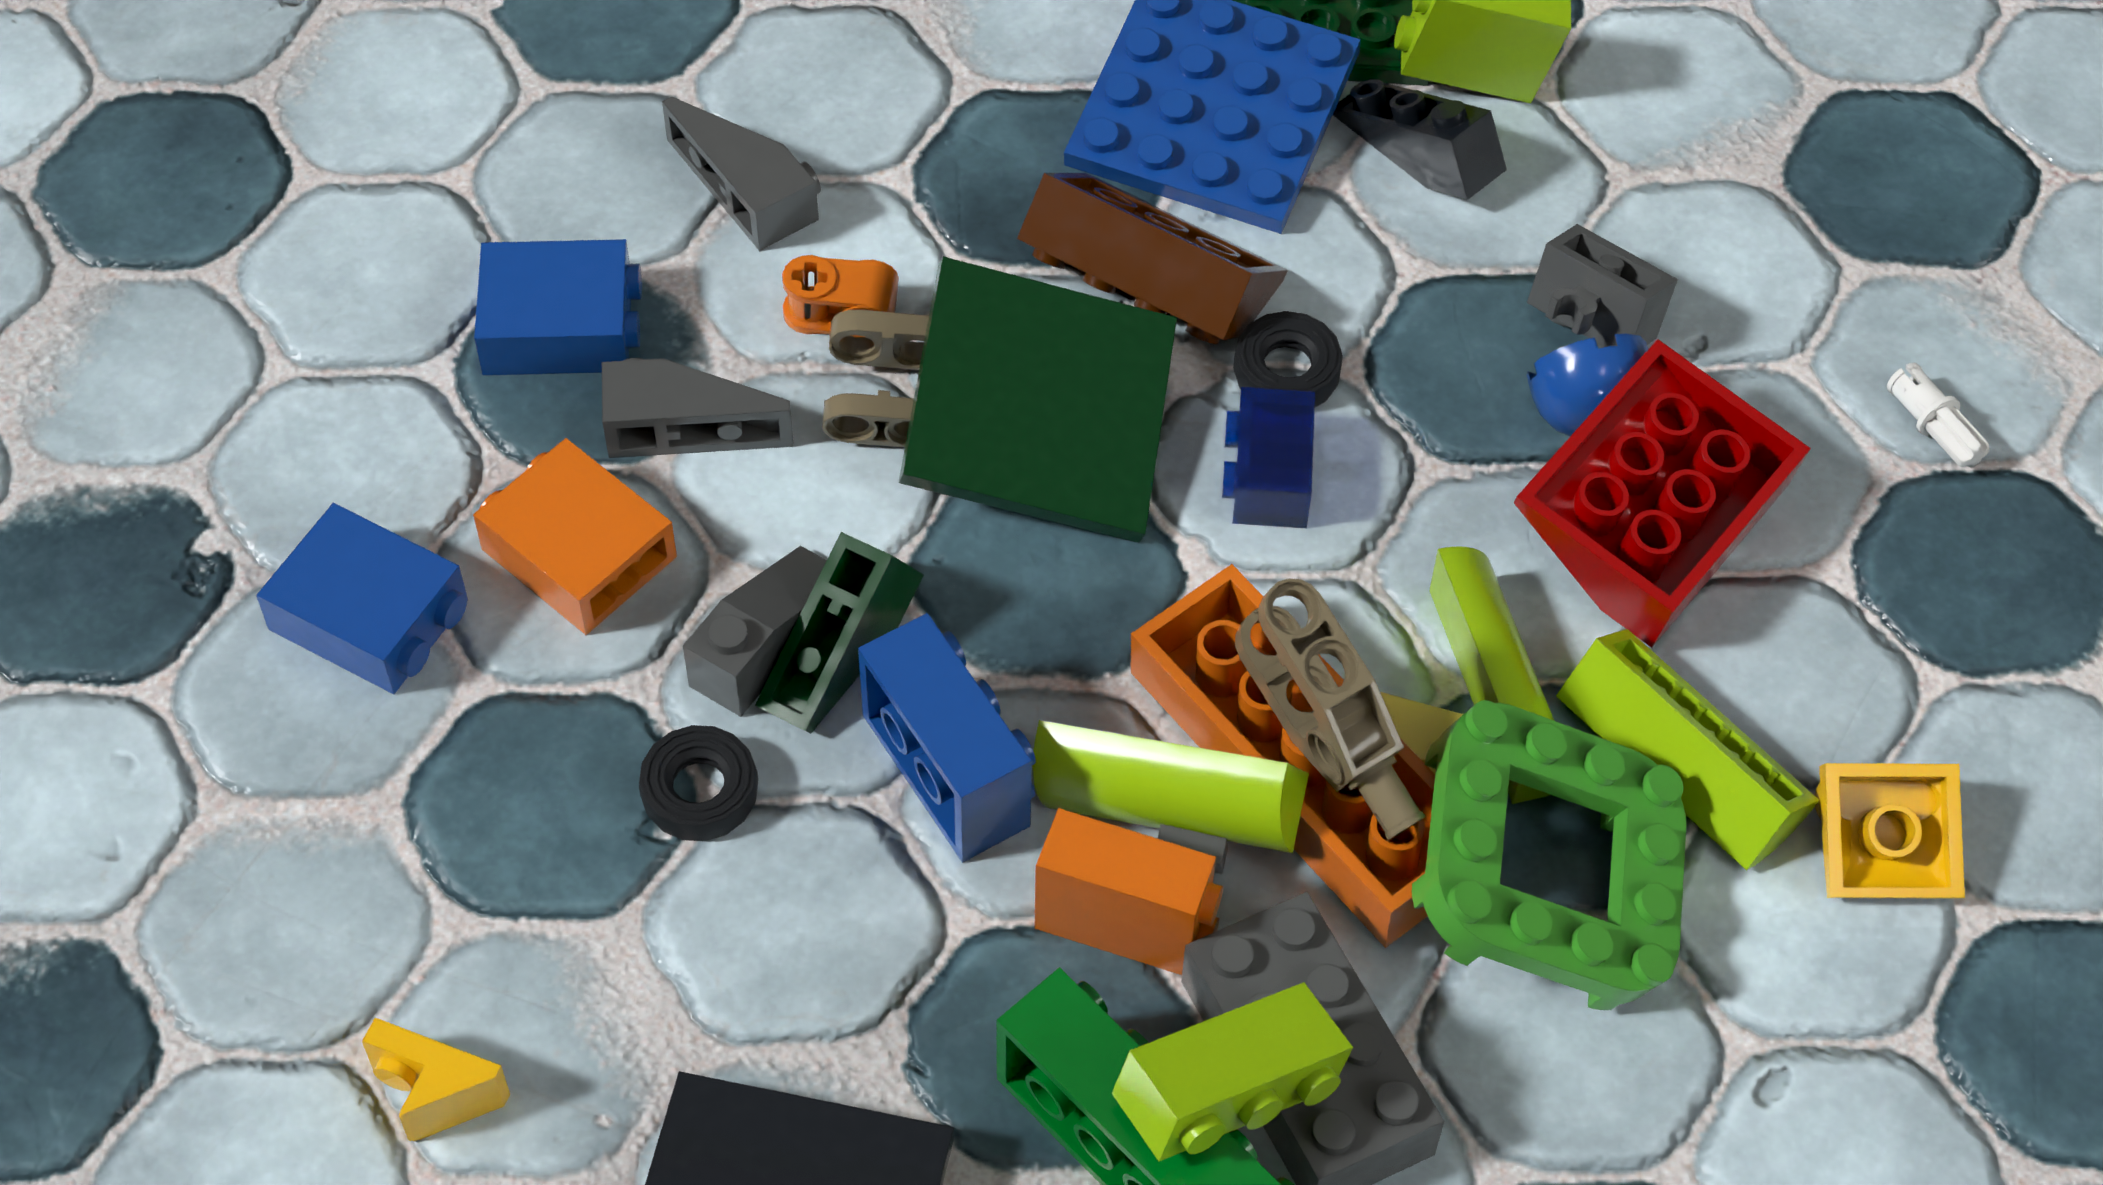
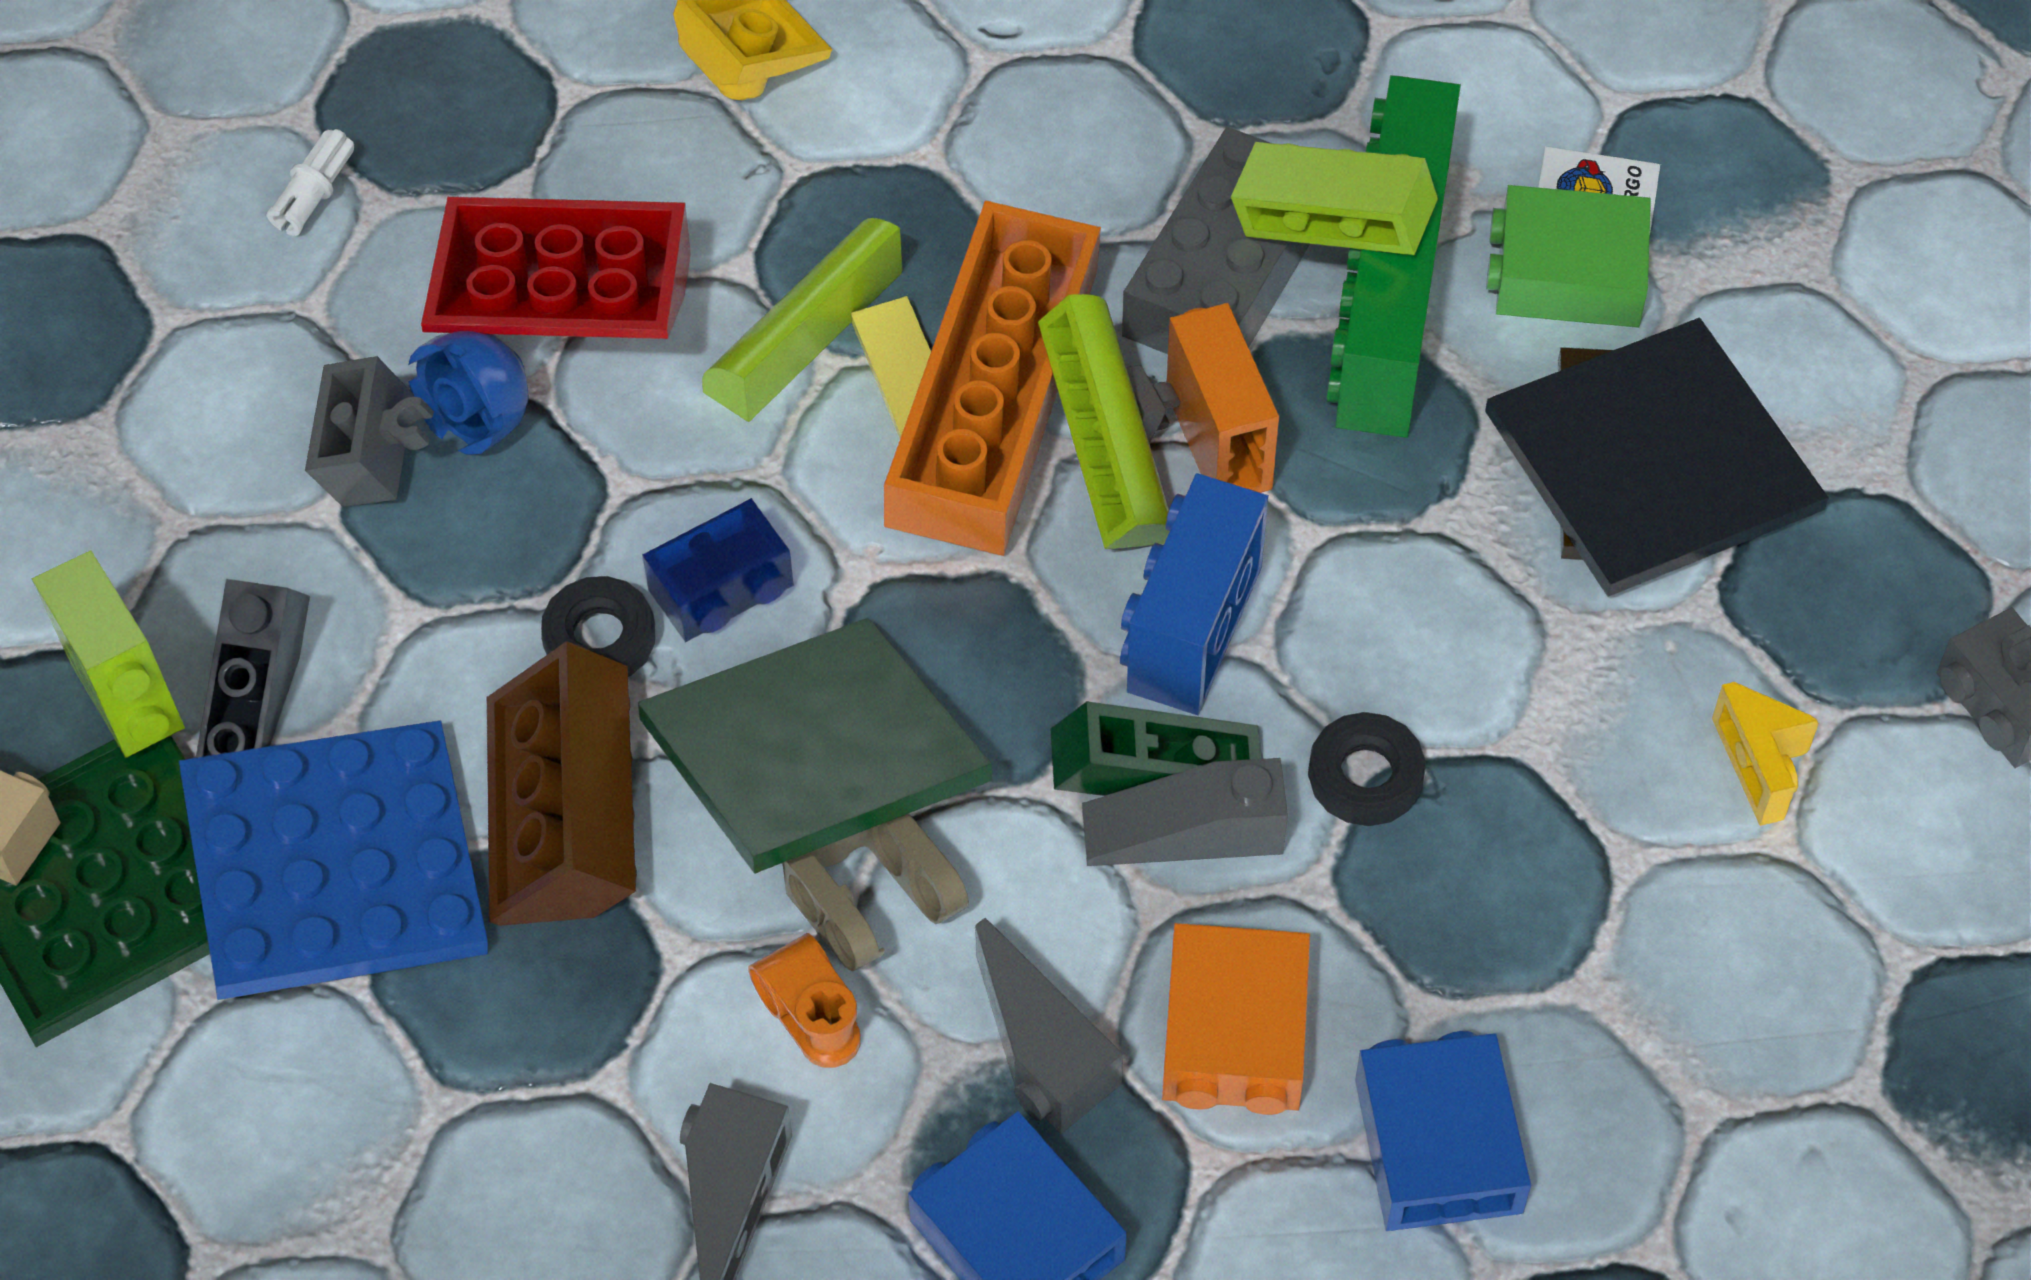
camera: 125 degrees left, 0 degrees up
(1350, 728) = (1000, 288): dark tan piece -> none
(1462, 875) = (1052, 171): bright green plate -> none
(1727, 779) = (772, 182): lime brick -> none

